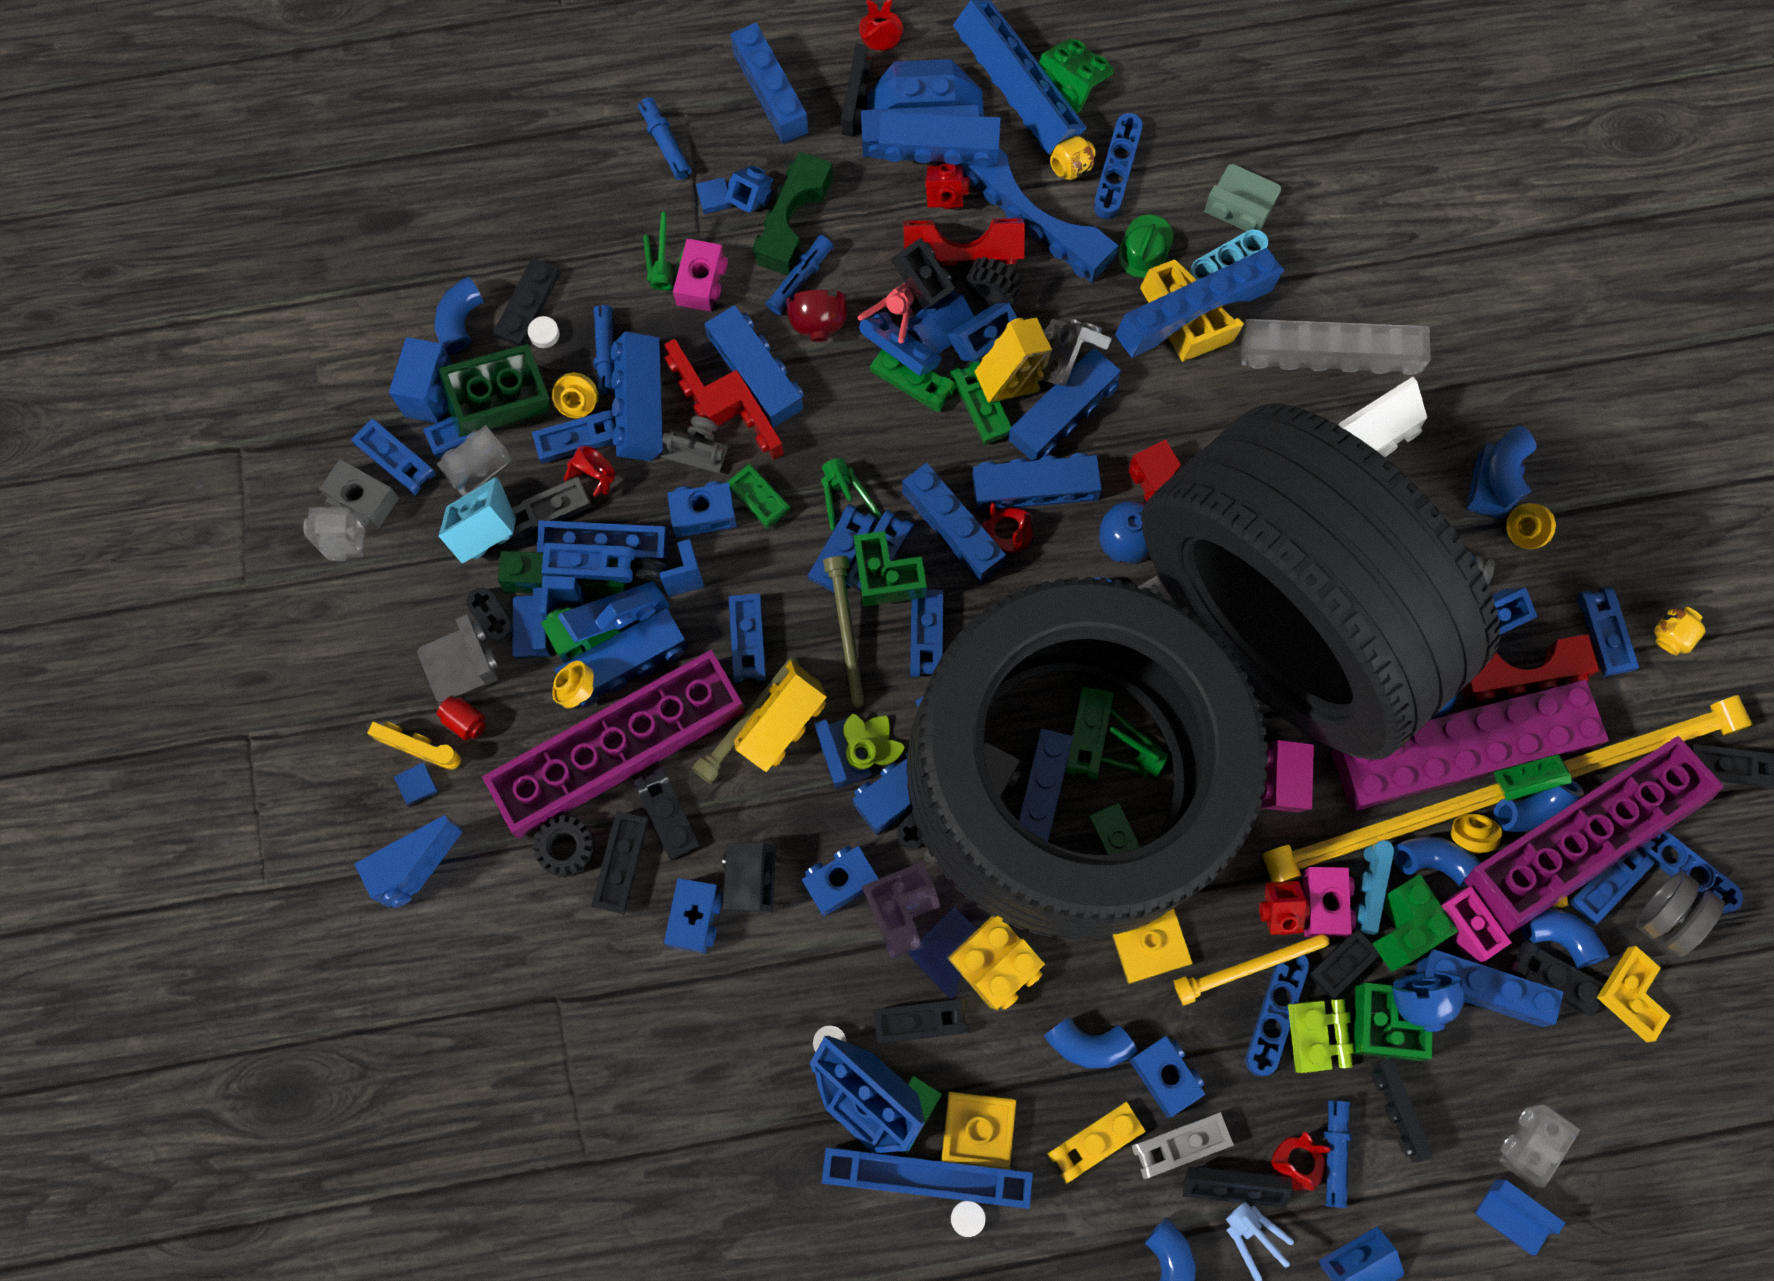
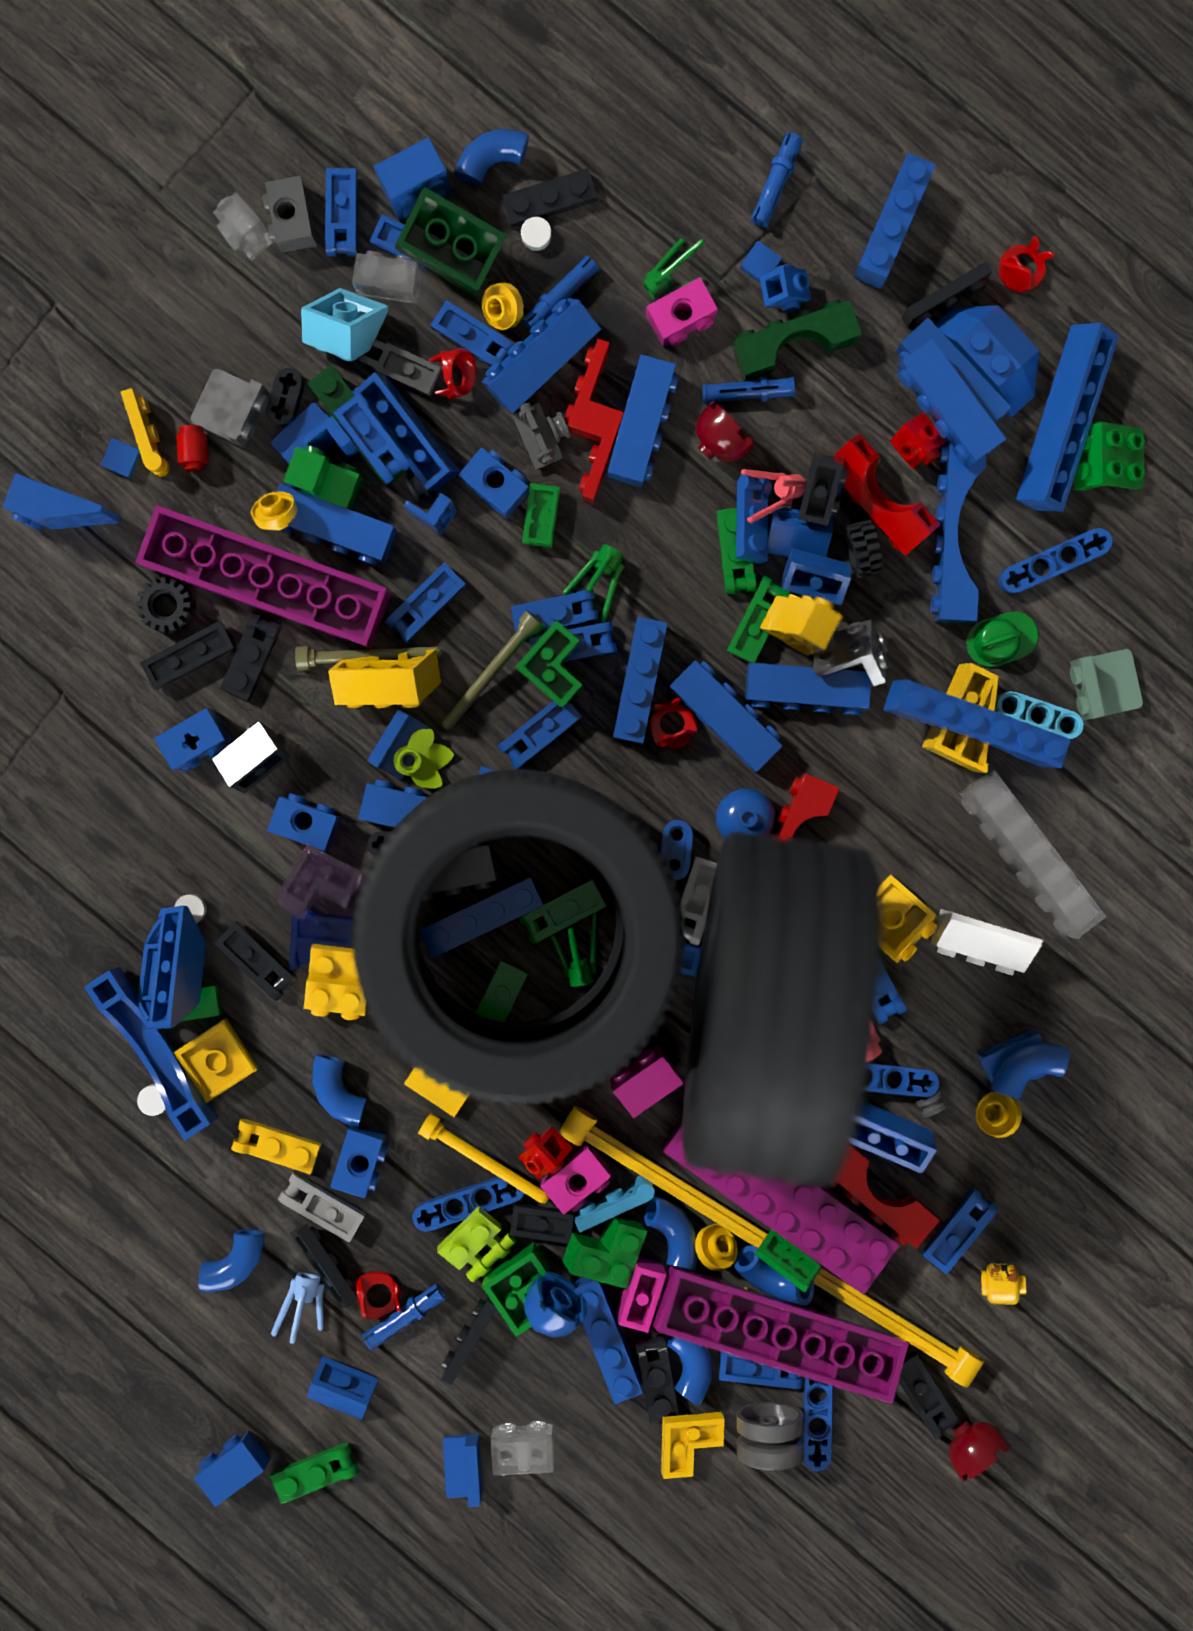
camera: 50 degrees right, 15 degrees up
(613, 611) = (353, 491): blue bracket -> none
(1072, 158) = (1029, 521): yellow head -> none

